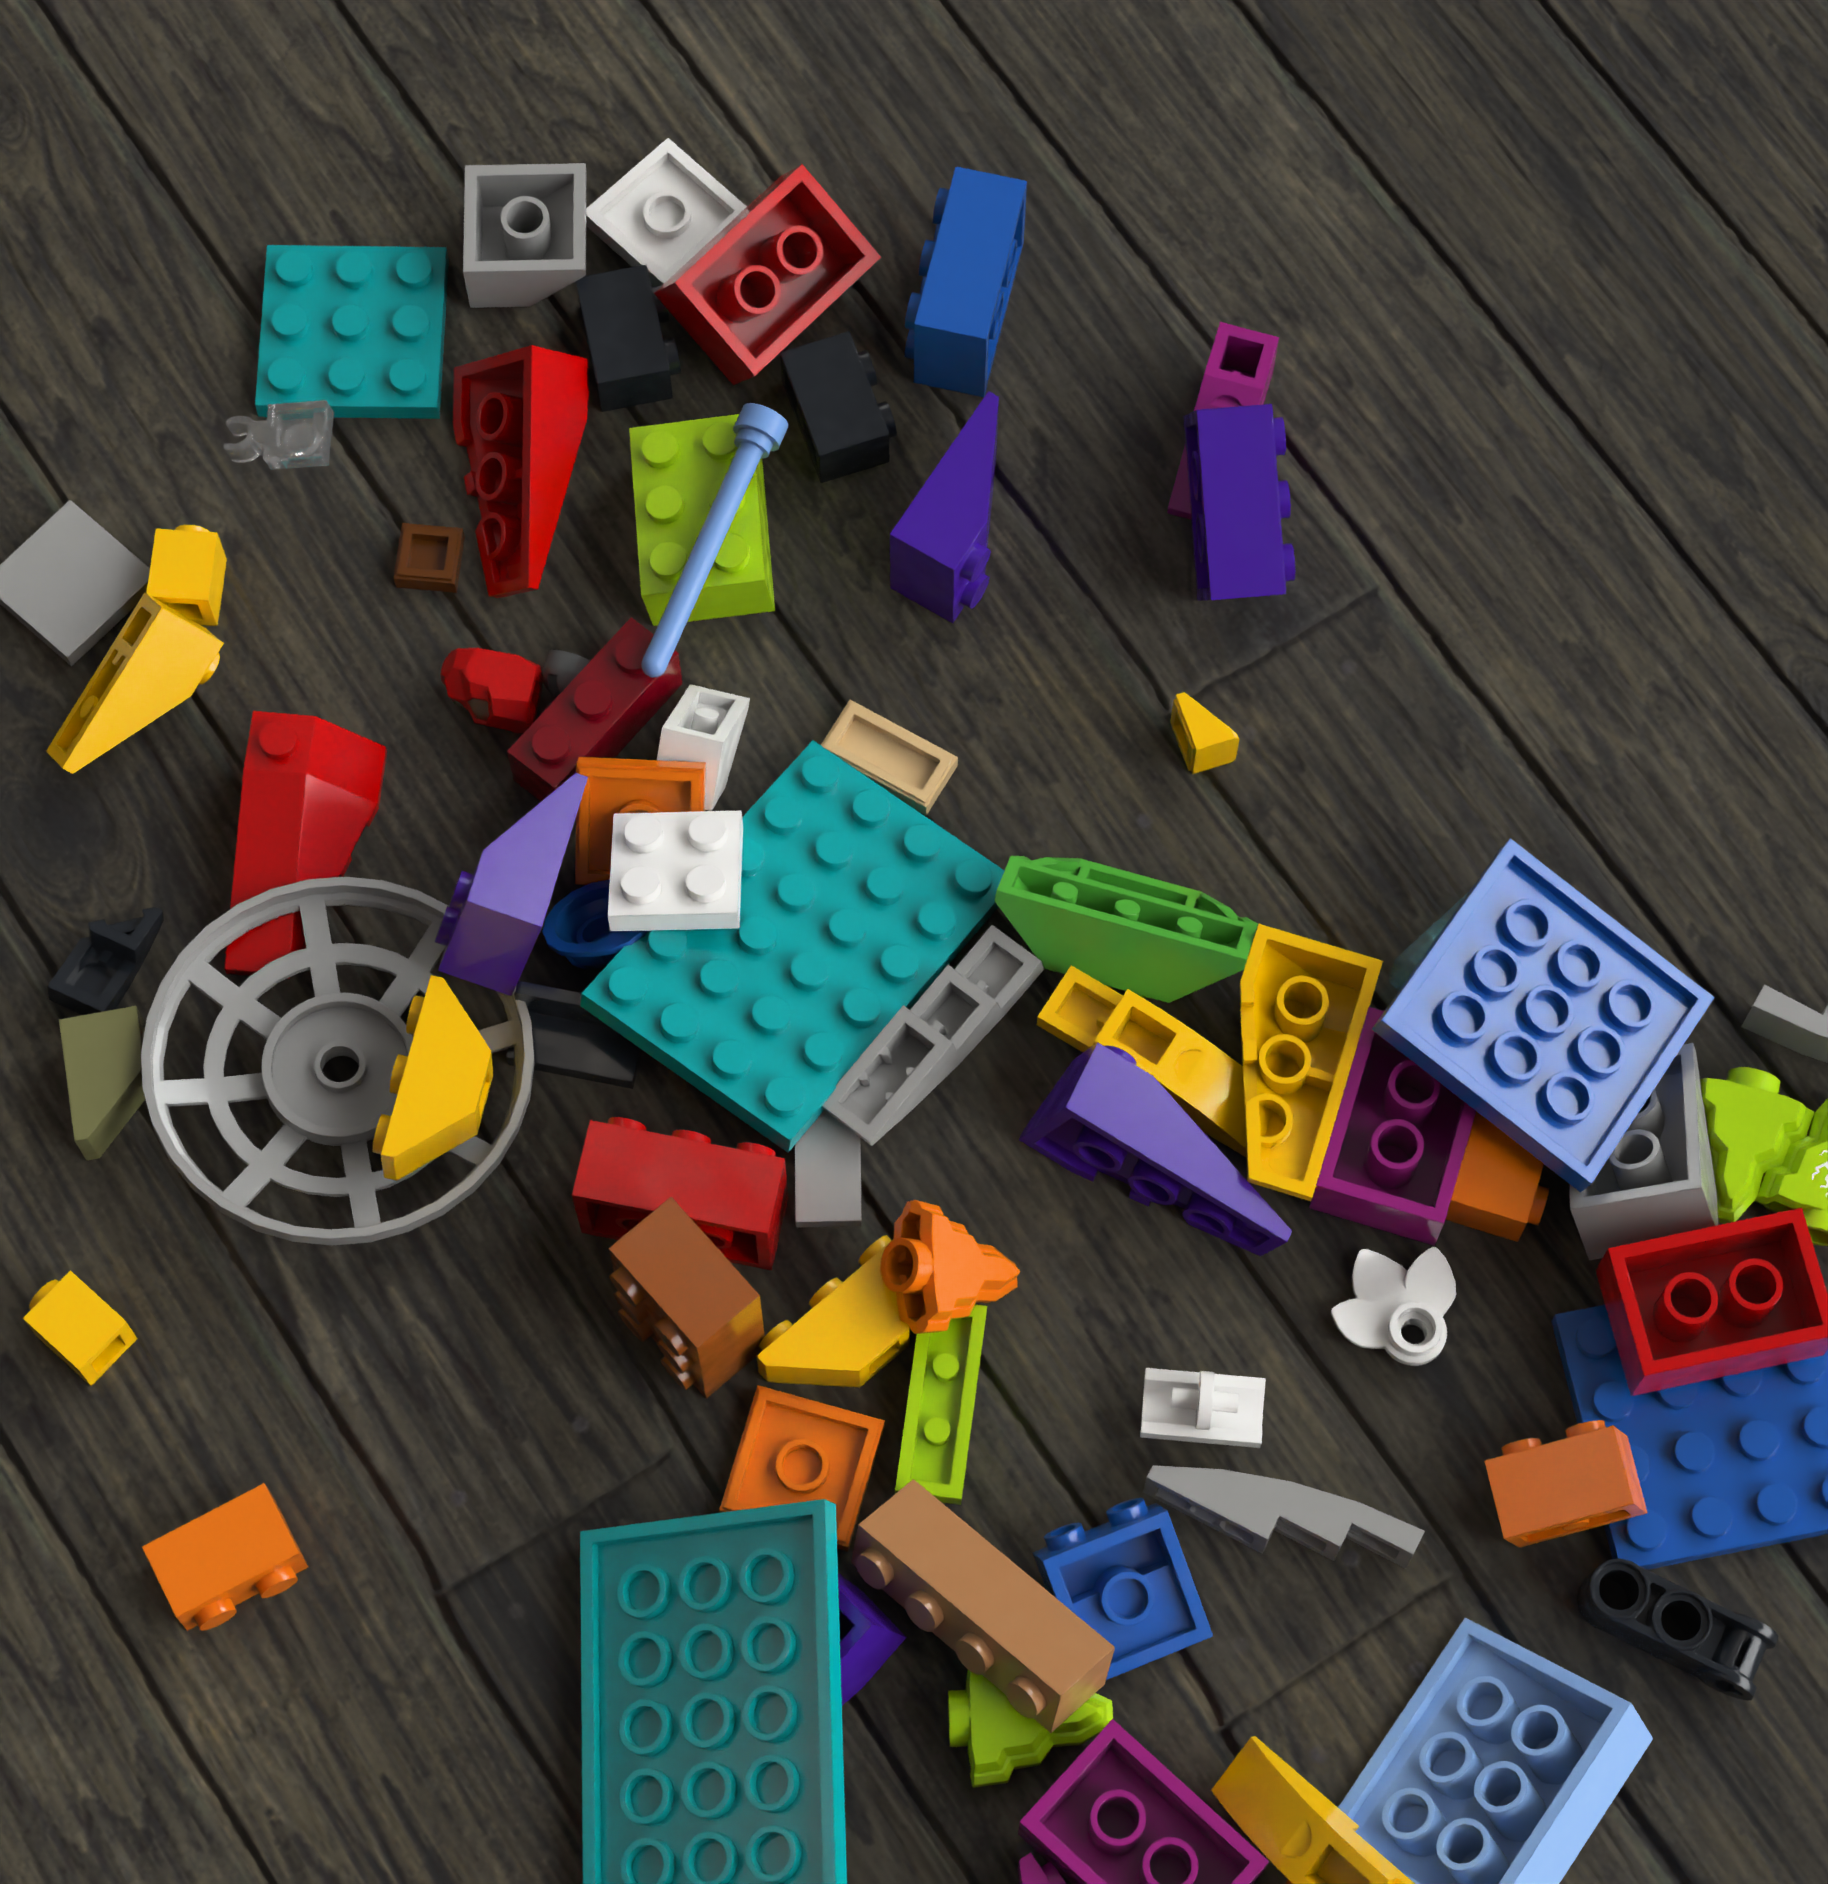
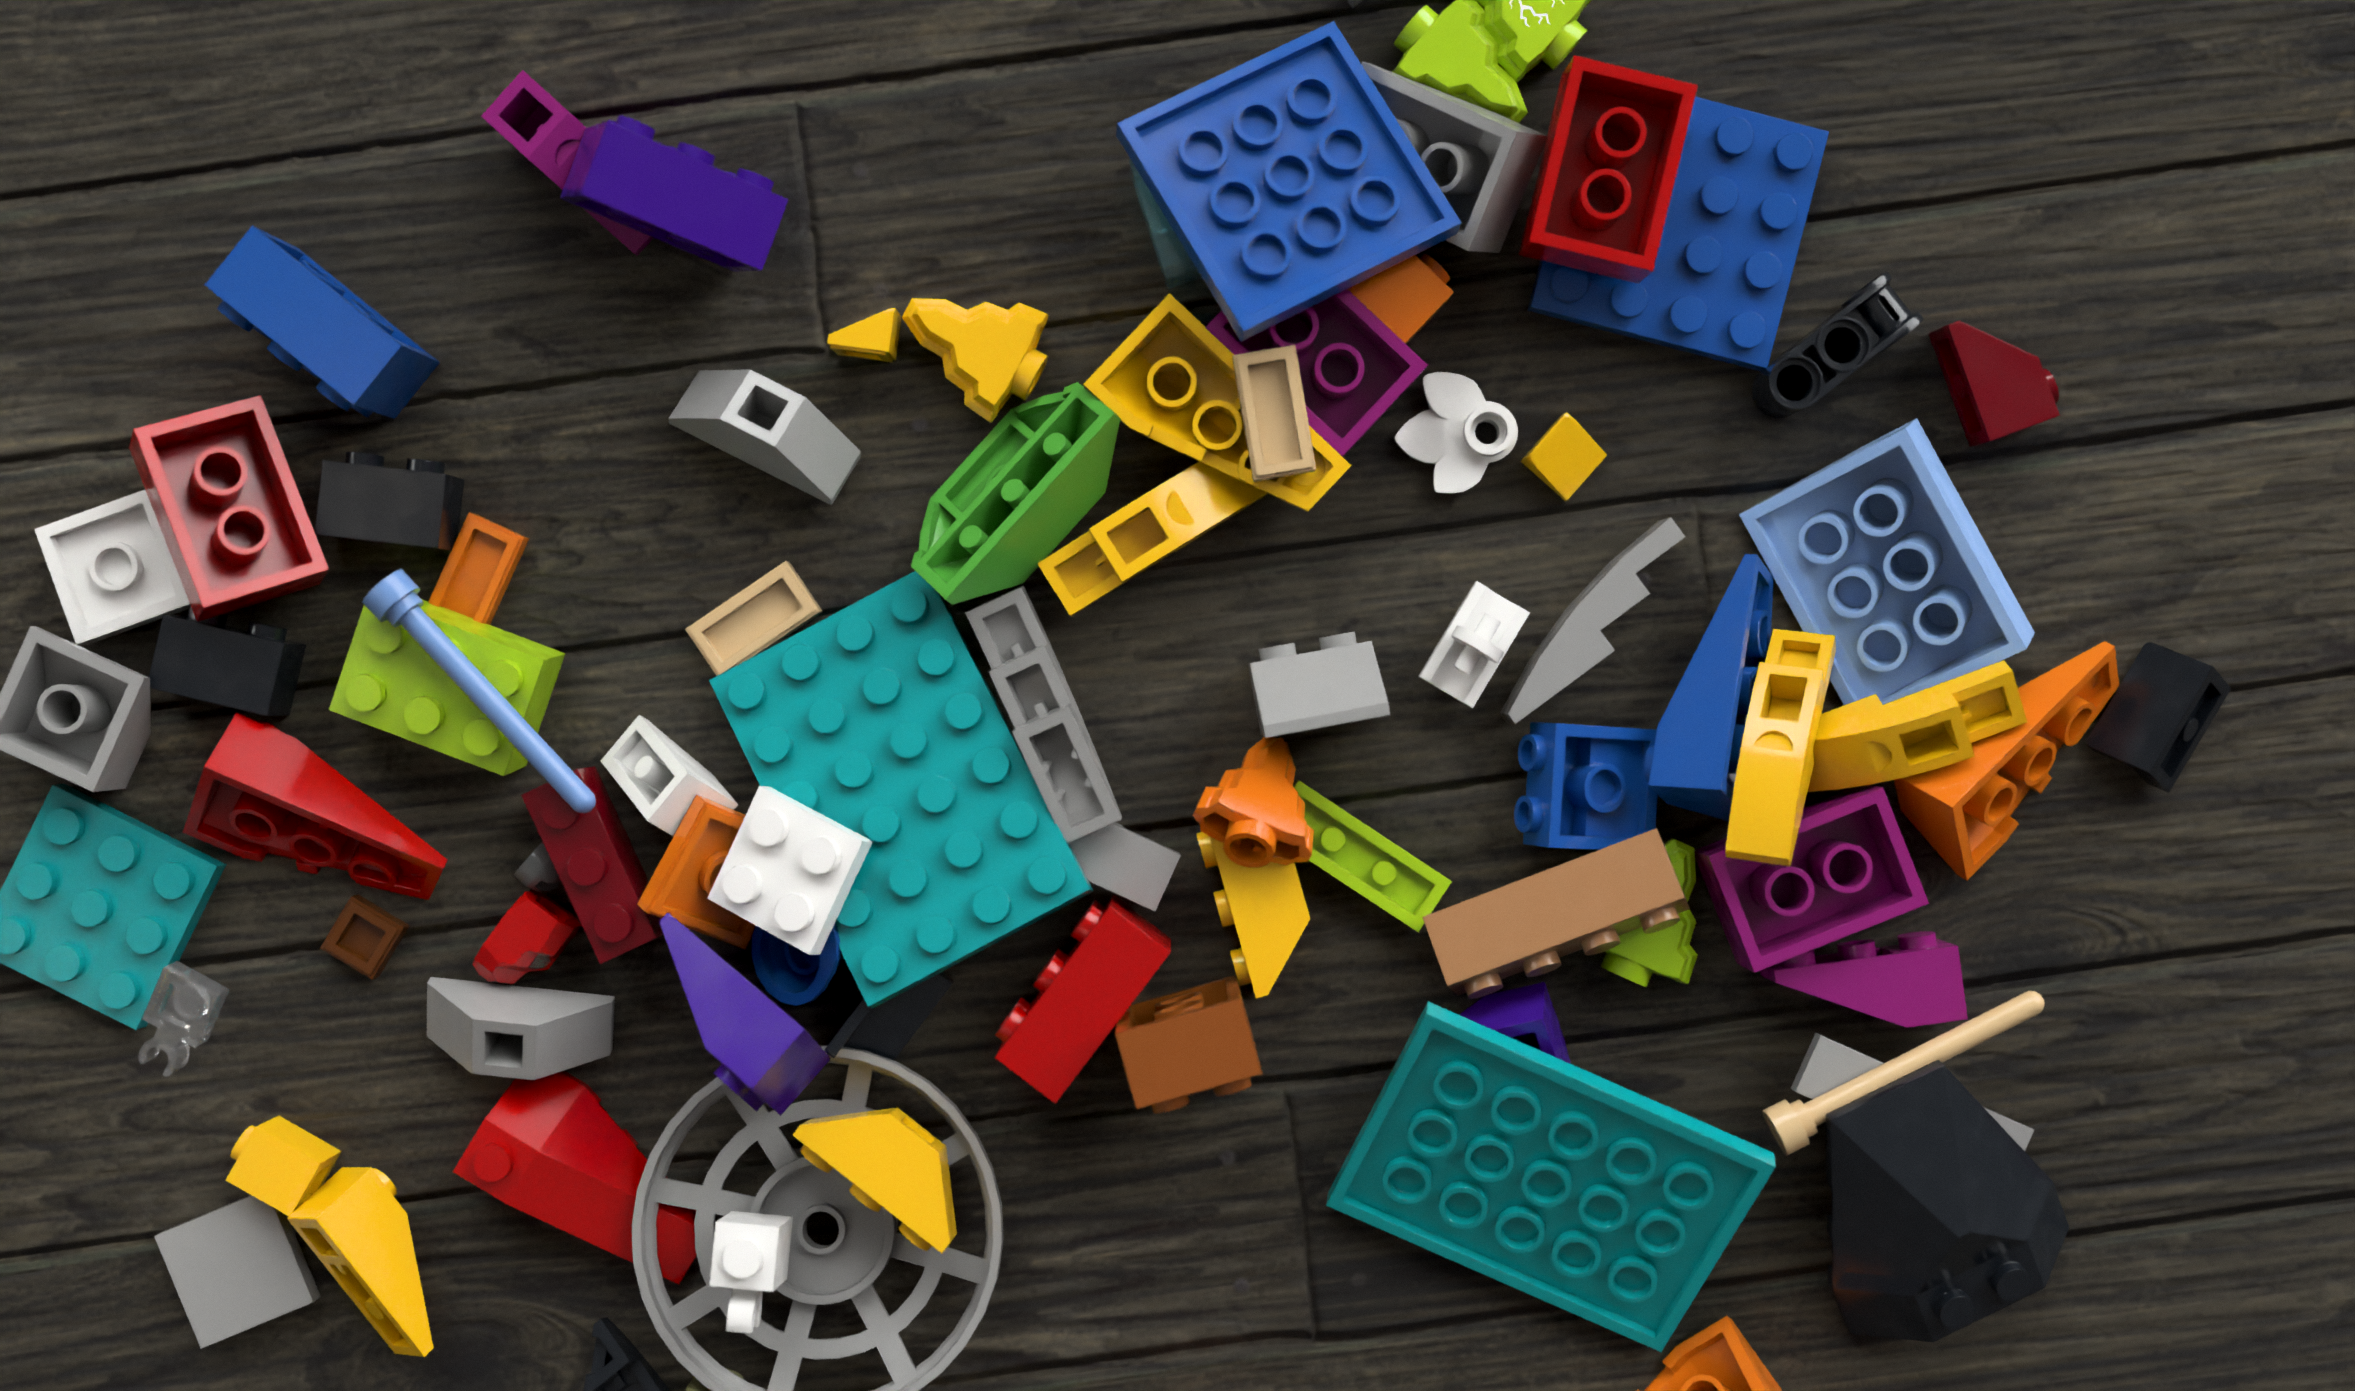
camera: 60 degrees left, 20 degrees up
(295, 994) = (750, 1258): none -> white brick
(411, 719) = (518, 1027): none -> light grey slope
(802, 1454) = (1355, 994): orange tile -> none
(814, 507) = (478, 569): none -> orange tile
(944, 534) = (571, 470): dark purple slope -> none
(1069, 689) = (768, 430): none -> light grey slope
(1083, 1278) = (1317, 686): none -> light grey slope
(1127, 1125) = (1196, 594): dark purple wedge -> none
(1243, 841) = (982, 348): none -> yellow rock
(1255, 1730) = (1779, 746): none -> yellow slope
(1261, 1676) = (1707, 716): none -> blue wedge
(1322, 1101) = (1274, 413): none -> tan tile
(1430, 1416) = (1564, 456): none -> yellow slope
(1565, 1484) = (1685, 379): orange brick -> none
(1729, 1804) = (1993, 383): none -> dark red slope

